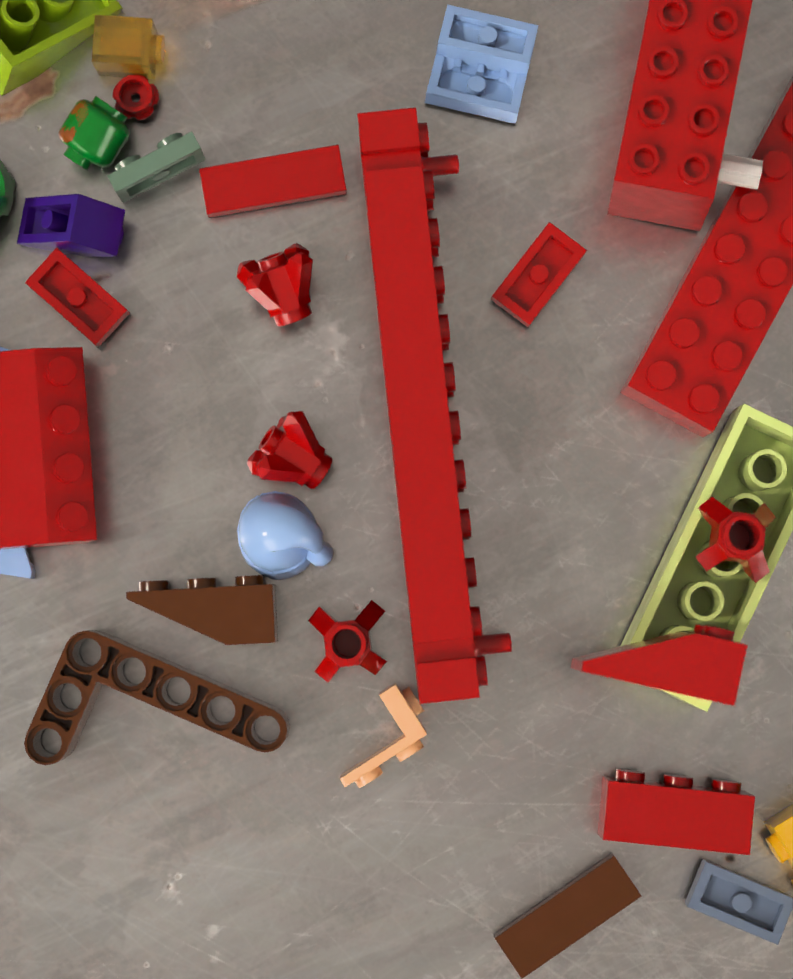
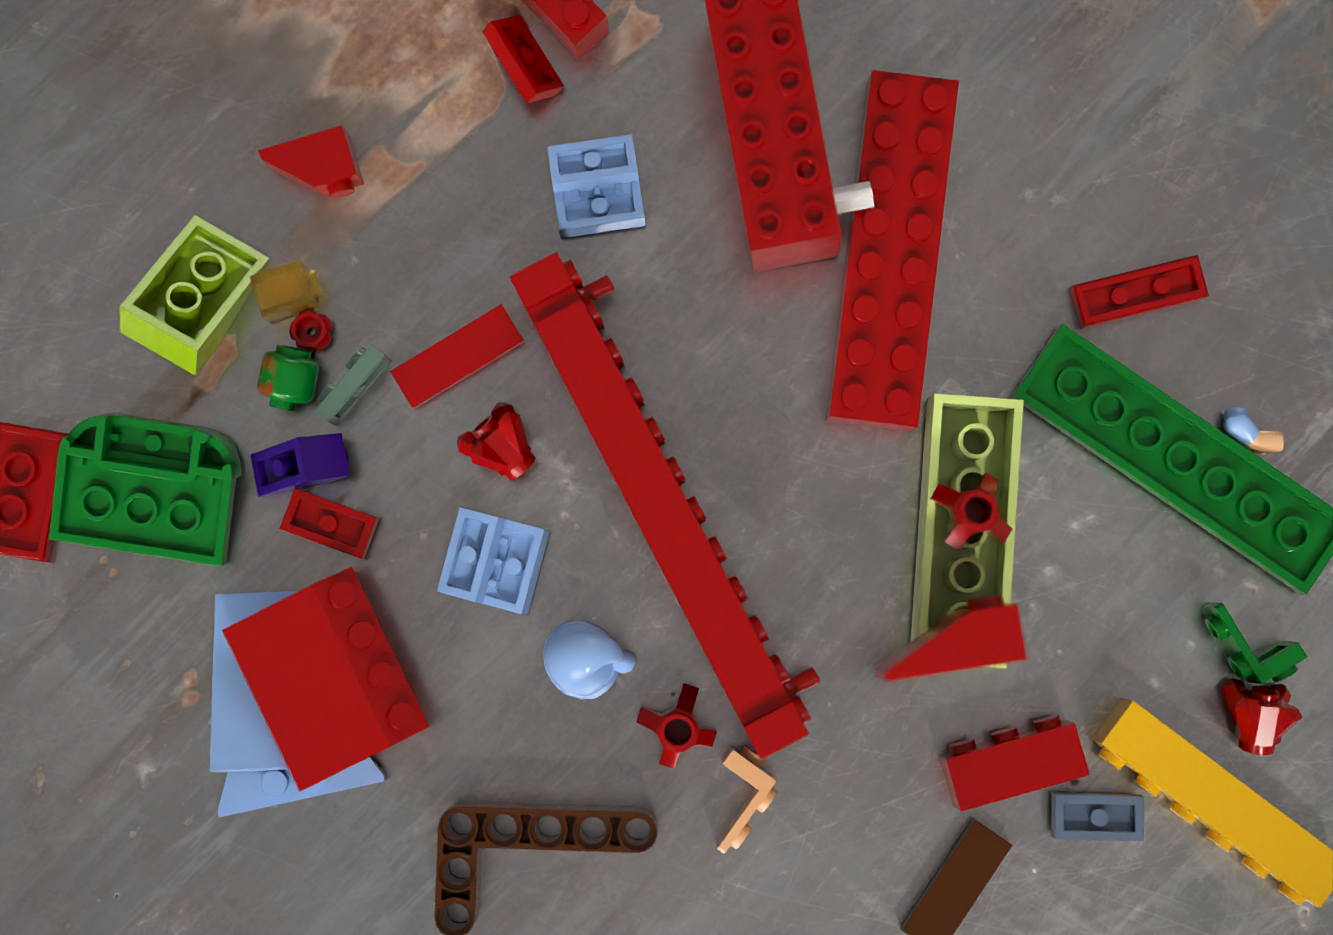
camera: 15 degrees left, 0 degrees up
(225, 614) = (560, 746): reddish brown slope -> none
(228, 400) = (493, 561): none -> light blue slope
(291, 453) = (565, 586): red rock -> none
(538, 274) = (716, 348): red plate -> none

